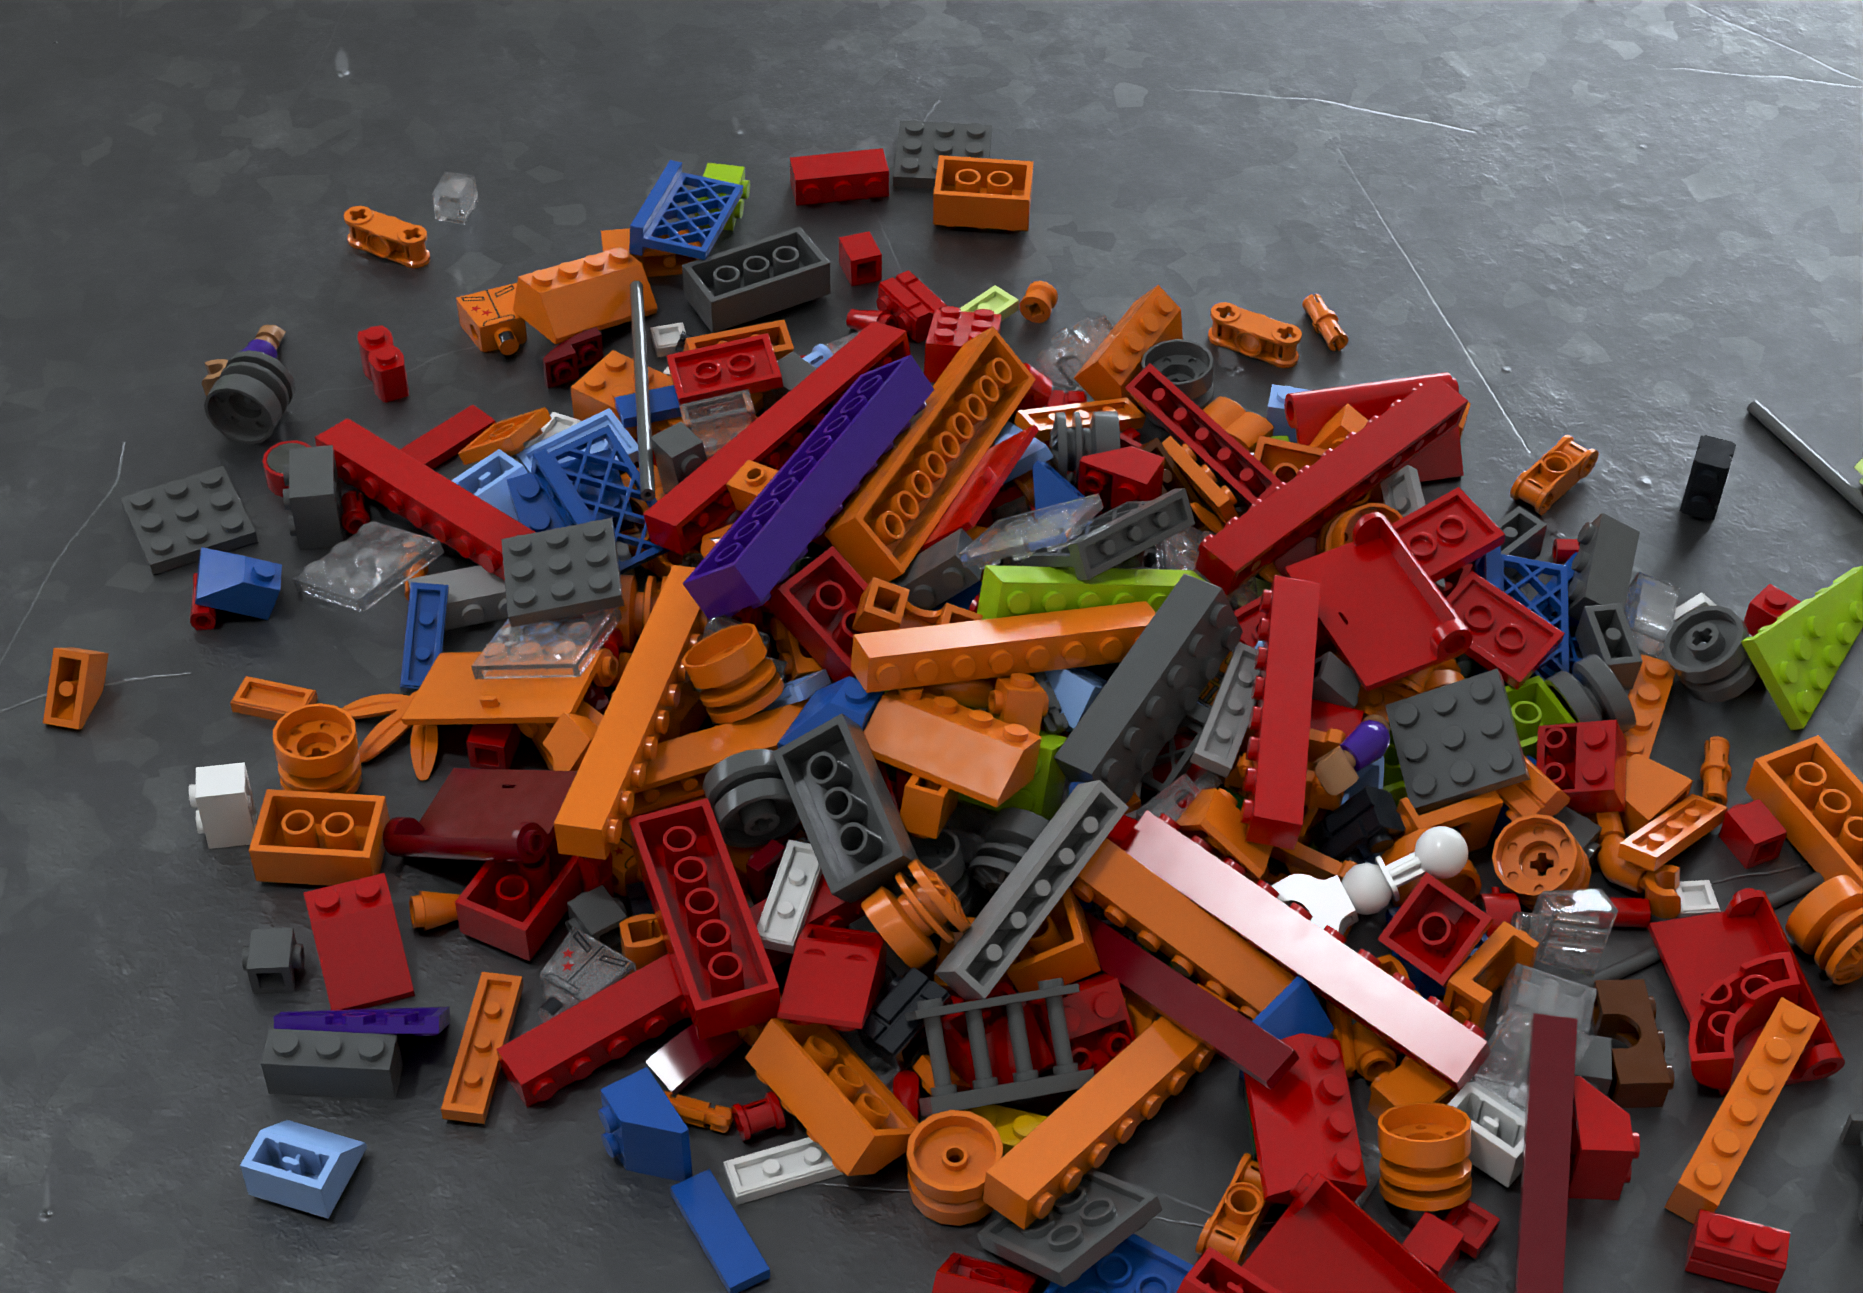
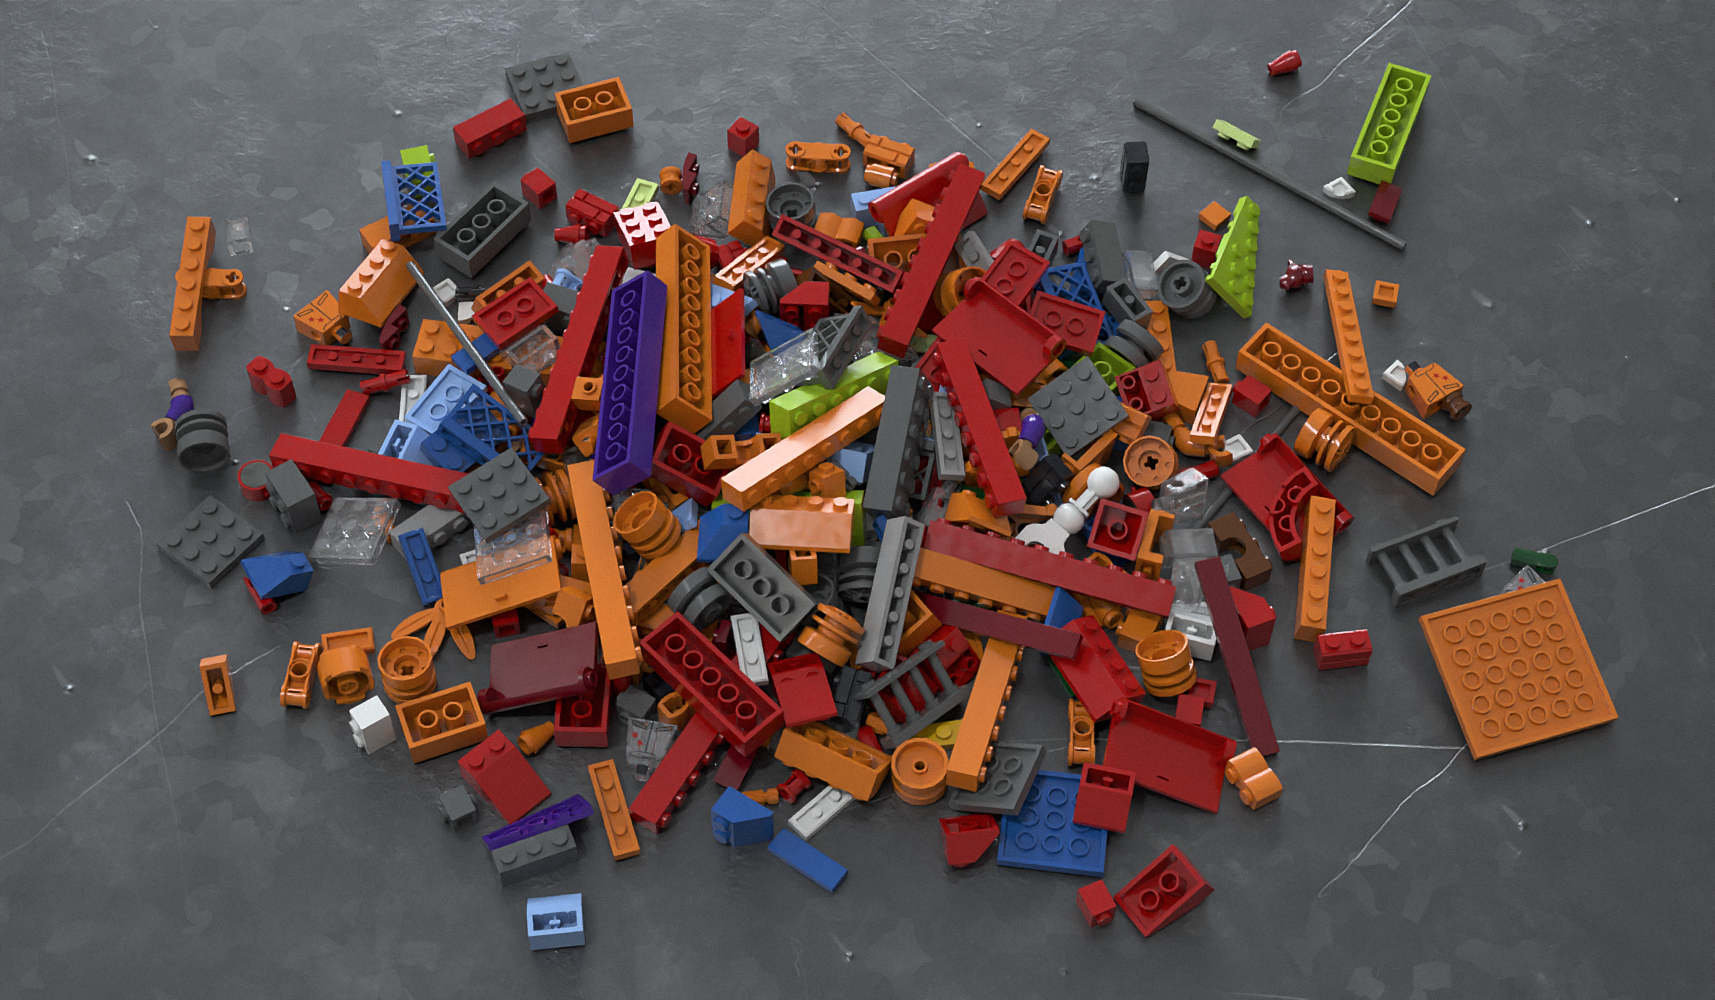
camera: 25 degrees left, 10 degrees up
(184, 714) = (297, 688): none -> orange piece
(235, 728) = (345, 674): none -> orange brick
(326, 265) = (187, 309): none -> orange arch
(506, 375) = (355, 359): none -> red plate
(506, 435) = (387, 406): orange plate -> none
(520, 406) = (385, 382): none -> red pin
(1064, 303) = (689, 177): none -> dark red slope
(1168, 274) = (743, 136): none -> red brick
(1327, 375) = (881, 175): none -> orange brick
(1352, 360) = (889, 153): none -> orange brick
(1533, 427) = (1015, 164): none -> orange plate
(1804, 580) = (1214, 215): none -> orange tile

